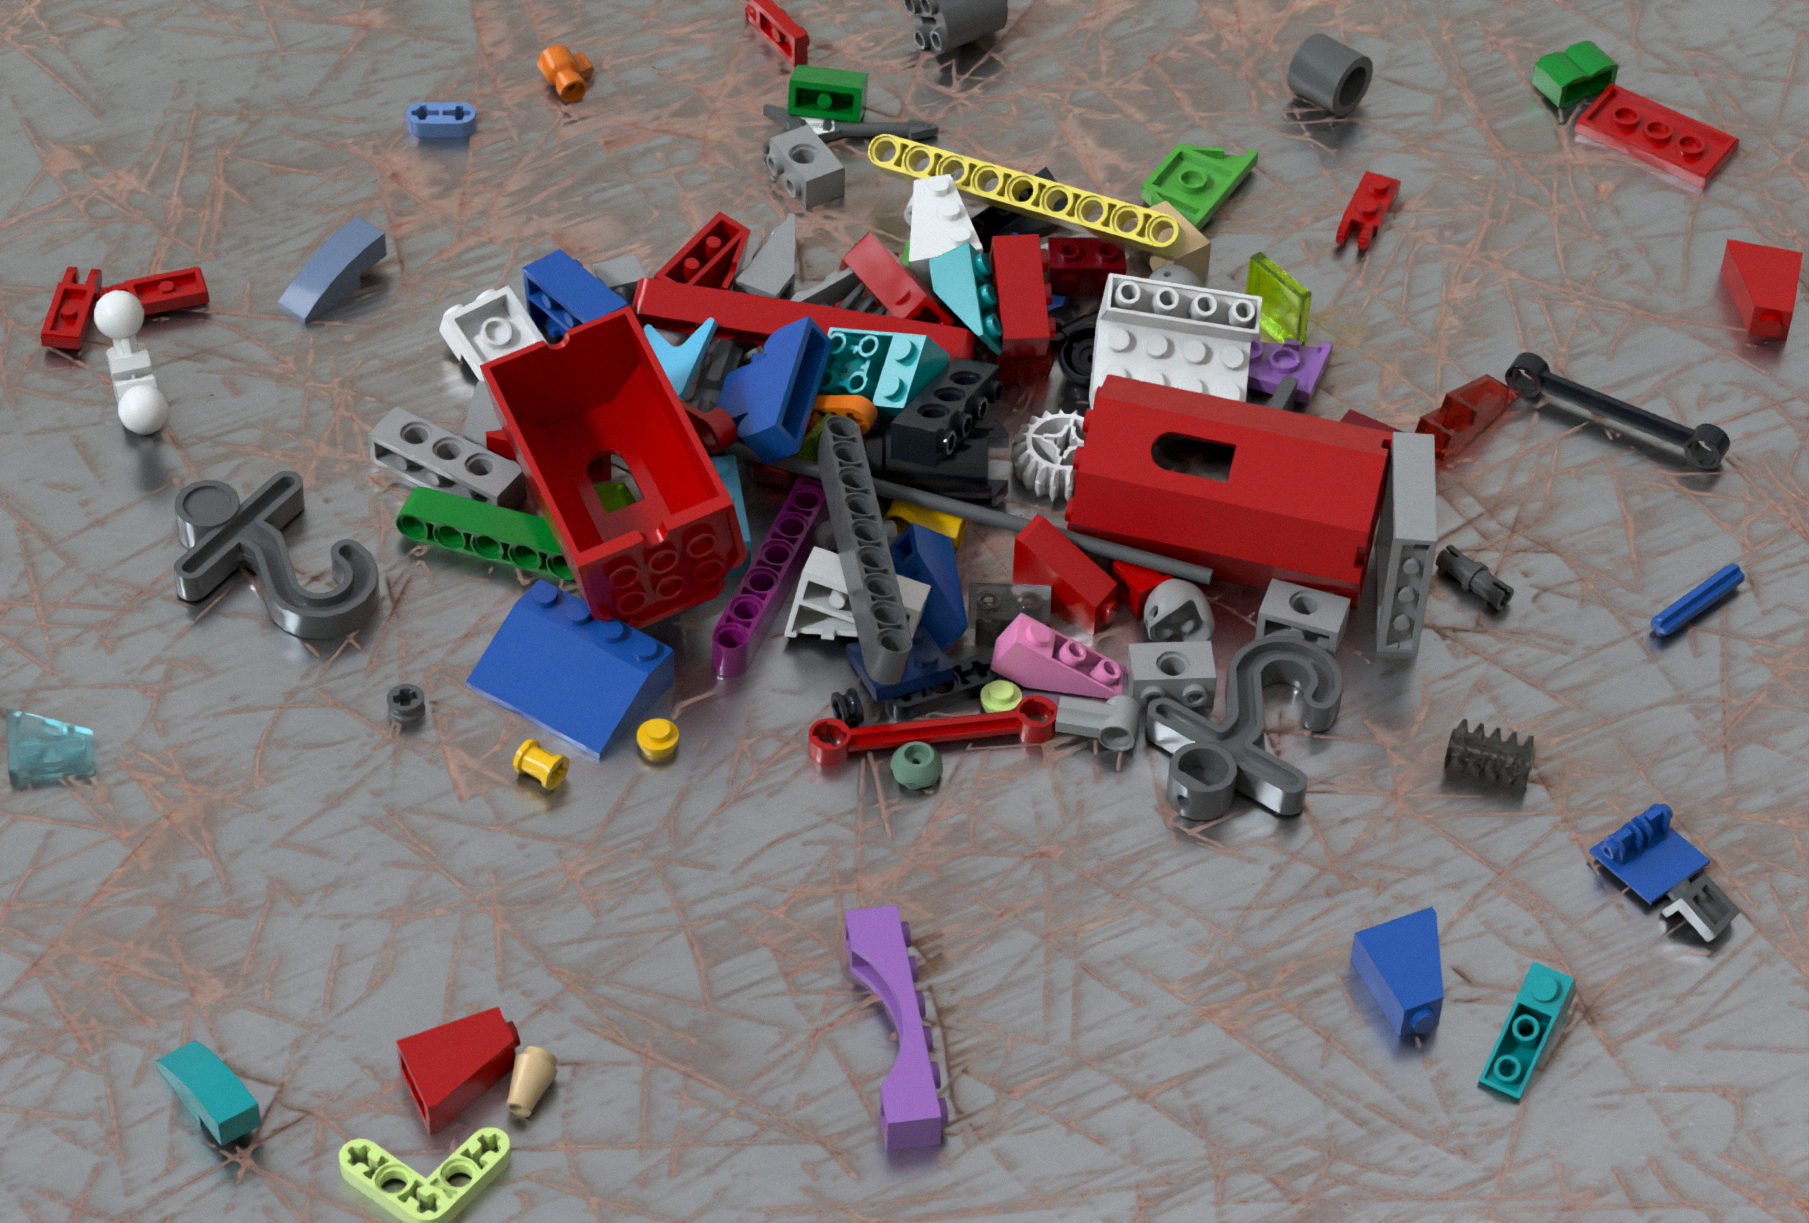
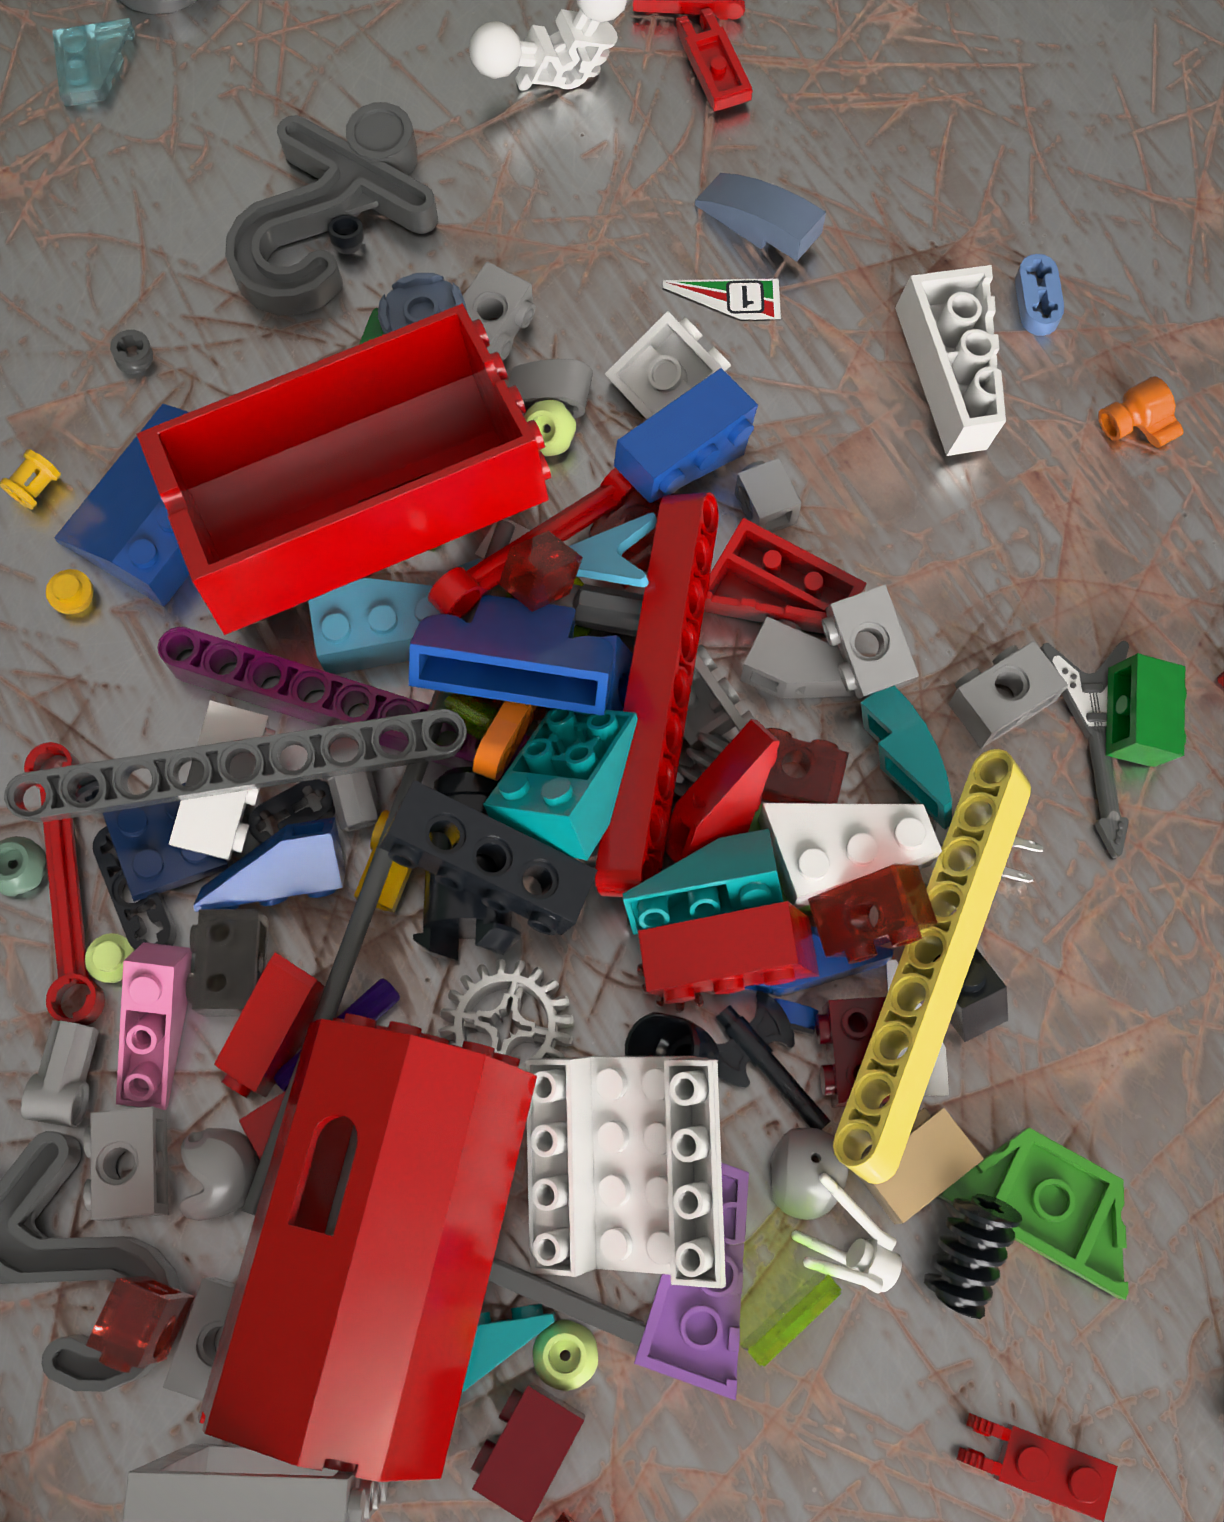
camera: 90 degrees right, 25 degrees up
(299, 547) = (346, 234): none -> black hinge
(408, 302) = (735, 297): none -> sticker
(420, 472) = (416, 299): none -> sand blue tile
(506, 161) = (954, 352): none -> white wedge
(699, 381) = (540, 570): none -> clear red brick
(774, 207) = (871, 613): none -> light grey brick
(856, 212) = (908, 752): none -> teal slope
(993, 192) = (845, 910): none -> clear red brick
(1230, 212) = (973, 1253): none -> black piece
(1233, 268) = (868, 1261): none -> white plant
(1293, 616) = (139, 1323): none -> clear red brick

